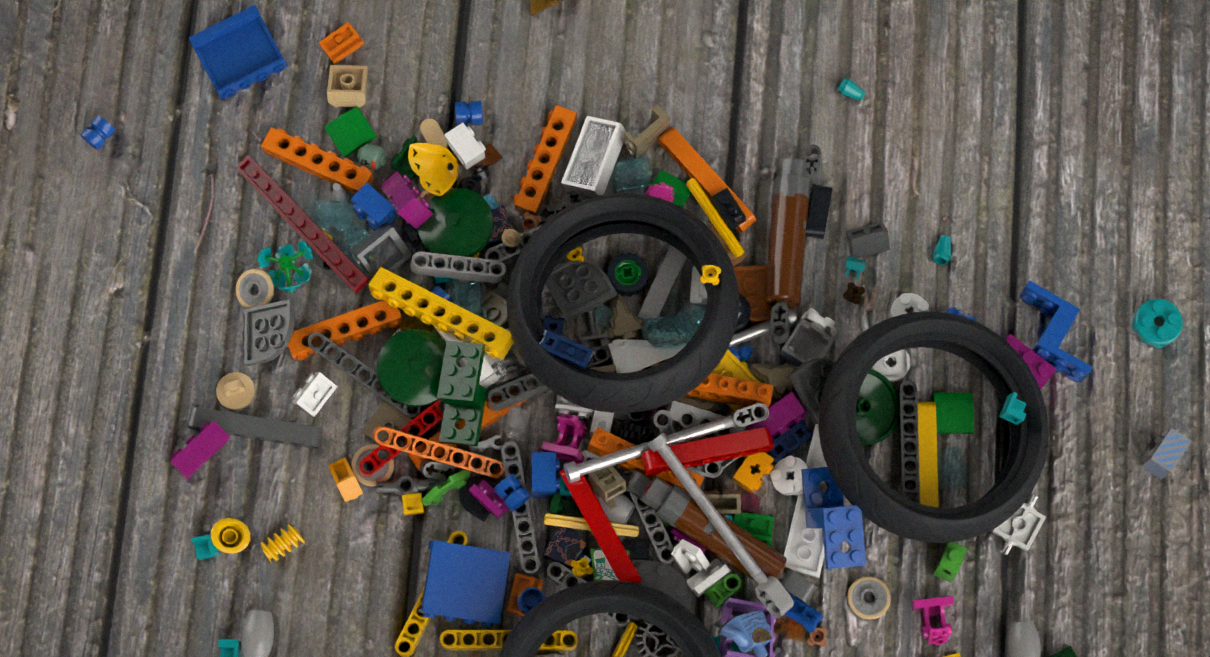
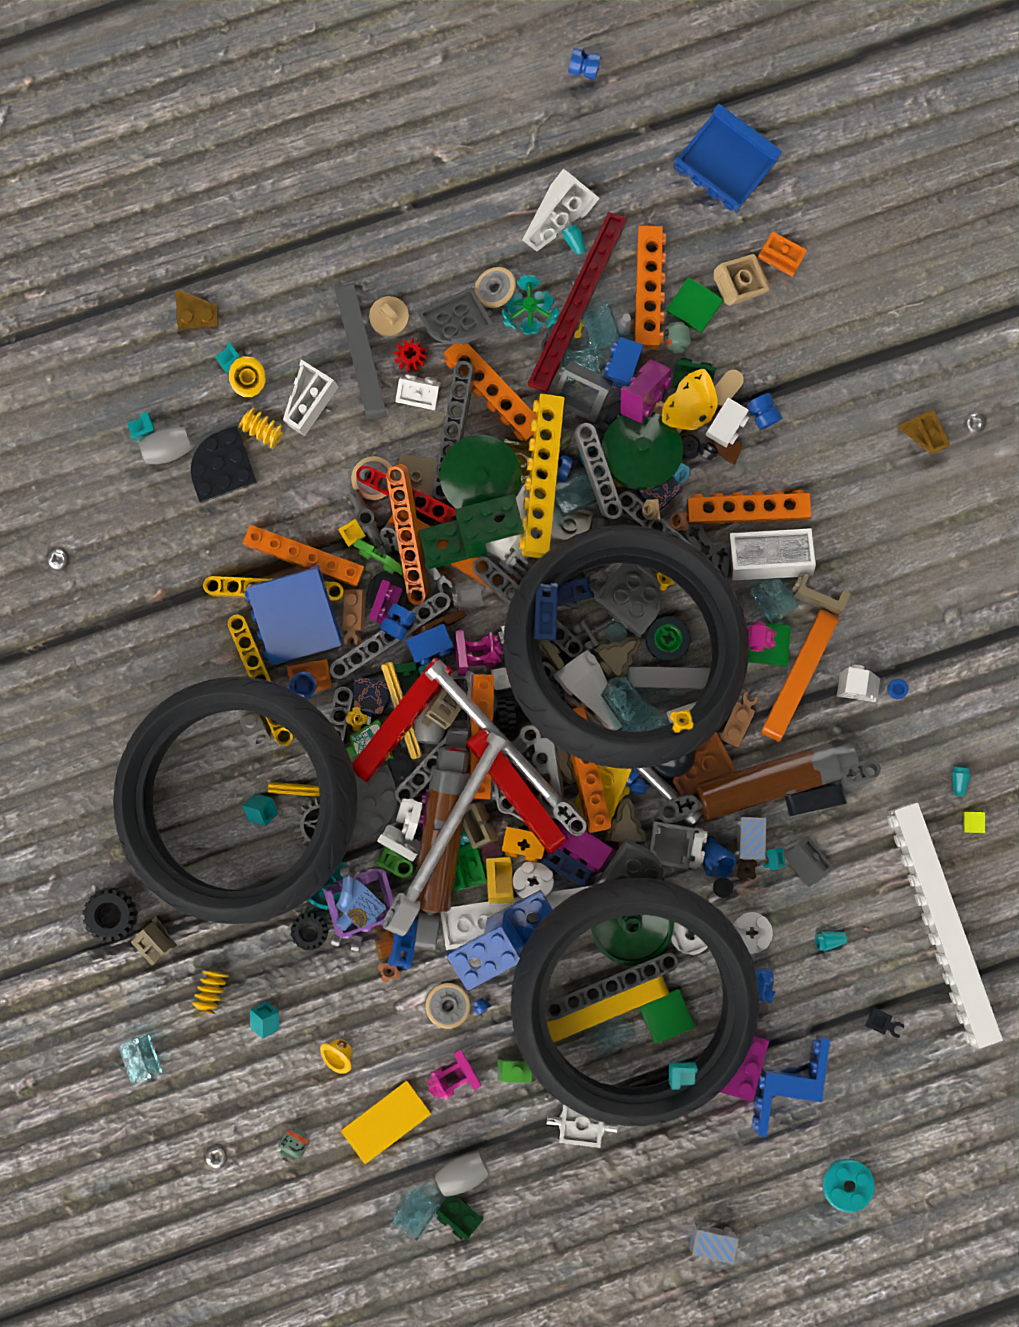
camera: 70 degrees right, 10 degrees up
(148, 560) = (195, 312): none -> pearl gold wing
(199, 449) = (313, 309): magenta wedge -> none
(210, 201) = (562, 205): none -> white wedge
(245, 205) = (574, 238): none -> teal cone
(271, 388) = (405, 350): none -> red gear
(275, 489) = (308, 398): none -> white wedge
(298, 595) = (221, 465): none -> black plate
(345, 479) = (347, 458): light orange slope -> none
(413, 554) = (303, 555): none -> orange brick
(486, 533) = (353, 615): none -> medium nougat plate
(528, 460) = (446, 620): none -> reddish brown tile
(715, 217) = (762, 700): yellow axle -> none
(728, 208) = (776, 709): black plate -> none
(734, 135) = (858, 684): none -> white wedge
(752, 107) = (897, 689): none -> blue tile
(777, 504) = (500, 880): none -> yellow panel
(829, 276) = (750, 838): none -> light grey container
(838, 311) = (717, 859): none -> blue hat
(861, 319) = (723, 887): none -> black plate
(881, 568) = (481, 1006): none -> blue plate
(890, 94) = (973, 822): none -> neon yellow tile
(968, 151) = (944, 925): none -> white piece
(1029, 238) = (882, 1022): none -> black plate

